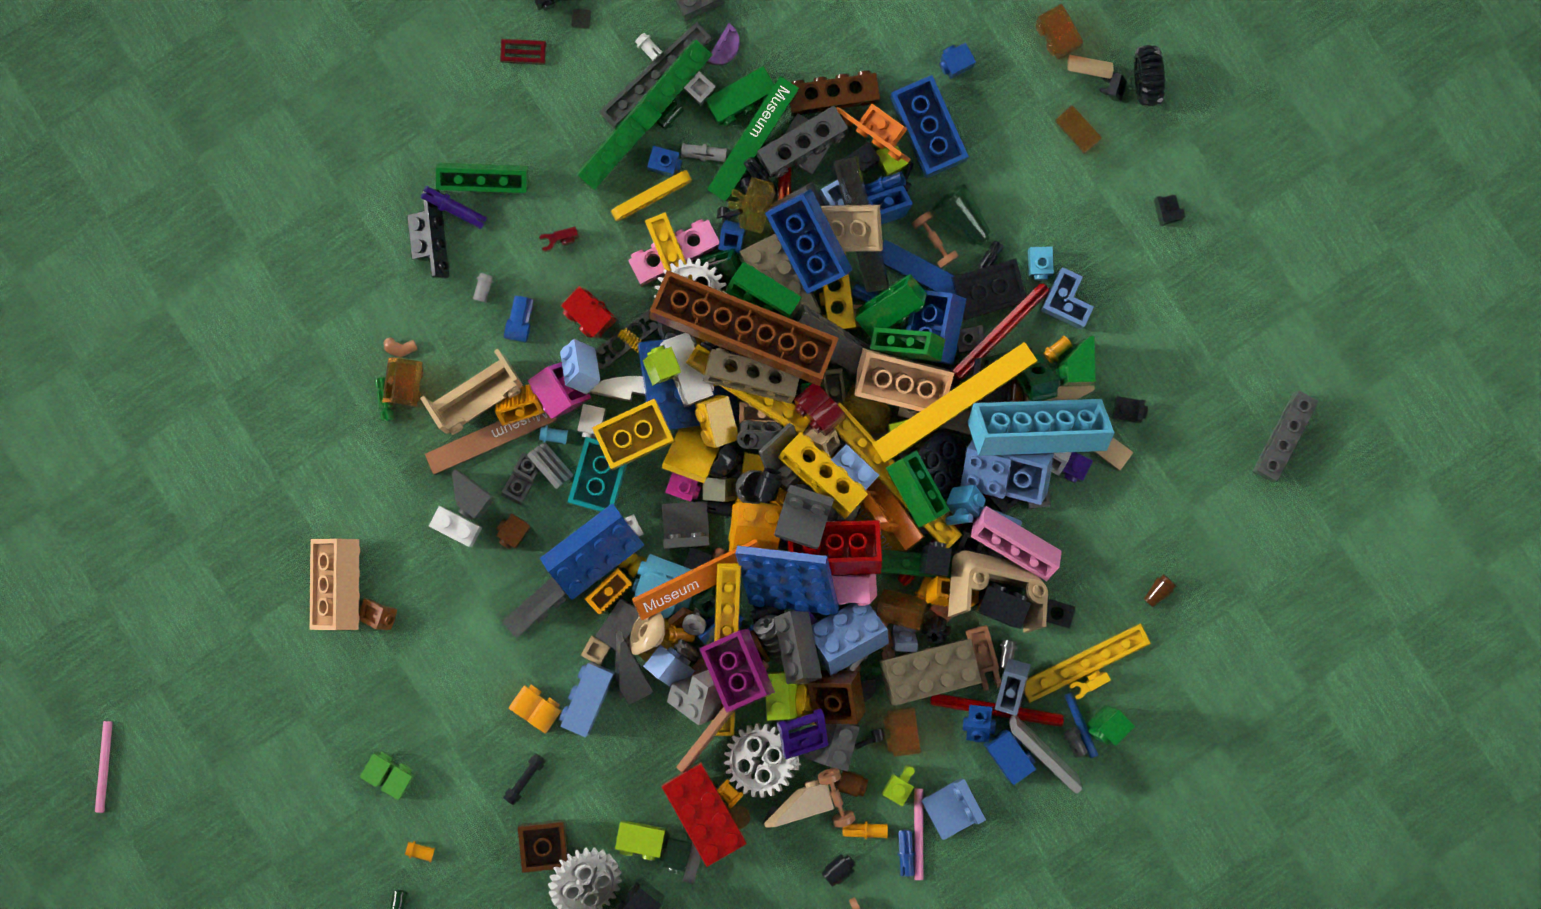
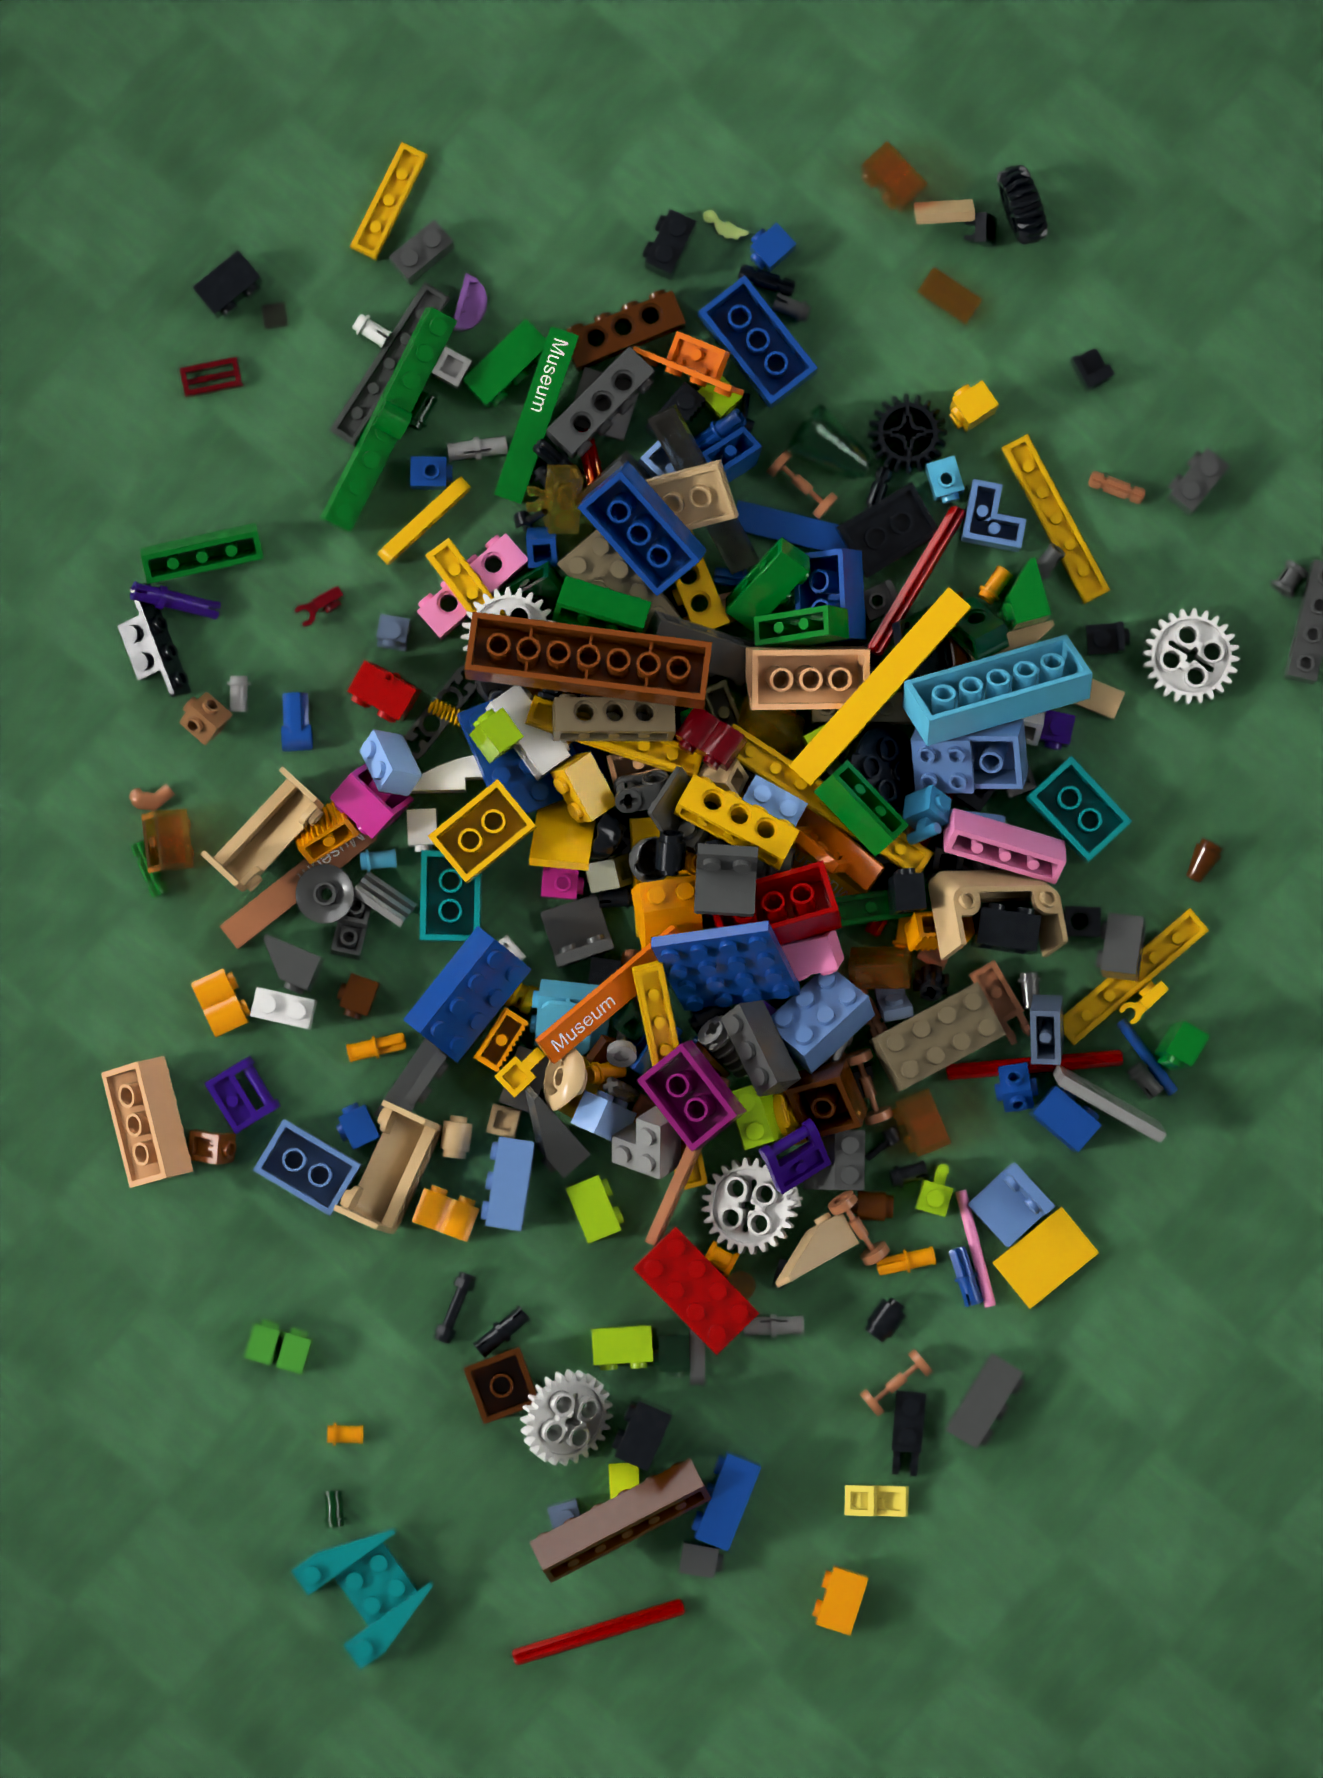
camera: 15 degrees left, 0 degrees up
(401, 583) = (233, 1099): none -> dark purple plate
(411, 510) = (220, 1002): none -> light orange brick
(442, 648) = (307, 1167): none -> medium blue brick
(453, 298) = (205, 717): none -> medium nougat brick
(487, 627) = (357, 1126): none -> blue brick
(497, 447) = (310, 893): none -> dark grey dish
(503, 668) = (392, 1170): none -> tan windscreen
(516, 572) = (376, 1047): none -> light orange axle
(554, 805) = (501, 1331): none -> black pin
(557, 653) = (456, 1137): none -> tan brick
(607, 271) = (393, 632): none -> sand blue brick
(614, 619) = (517, 1074): none -> yellow plate
(645, 732) = (594, 1208): none -> lime brick
(757, 853) = (775, 1326): none -> light grey pin
(870, 717) = (877, 1114): none -> nougat wheel
(883, 39) = (670, 244): none -> black brick
(883, 766) = (908, 1174): none -> black pin
(926, 39) = (726, 229): none -> yellowish green piece
(948, 84) = (767, 280): none -> black axle
(960, 108) = (792, 307): none -> dark grey pin
(968, 854) = (1045, 1257): none -> yellow tile
(1011, 220) = (921, 433): none -> black gear
(1074, 213) = (972, 406): none -> yellow brick
(1077, 530) = (1078, 809): none -> teal brick
(1084, 639) = (1122, 946): none -> dark grey brick
(1103, 340) = (1049, 560): none -> dark grey pin
(1114, 312) = (1055, 518): none -> yellow tile
(1165, 300) = (1116, 487): none -> nougat axle
(1174, 452) = (1205, 633): none -> white gear
(1221, 315) = (1202, 476): none -> dark grey brick
(1275, 400) = (1289, 579): none -> dark grey bush

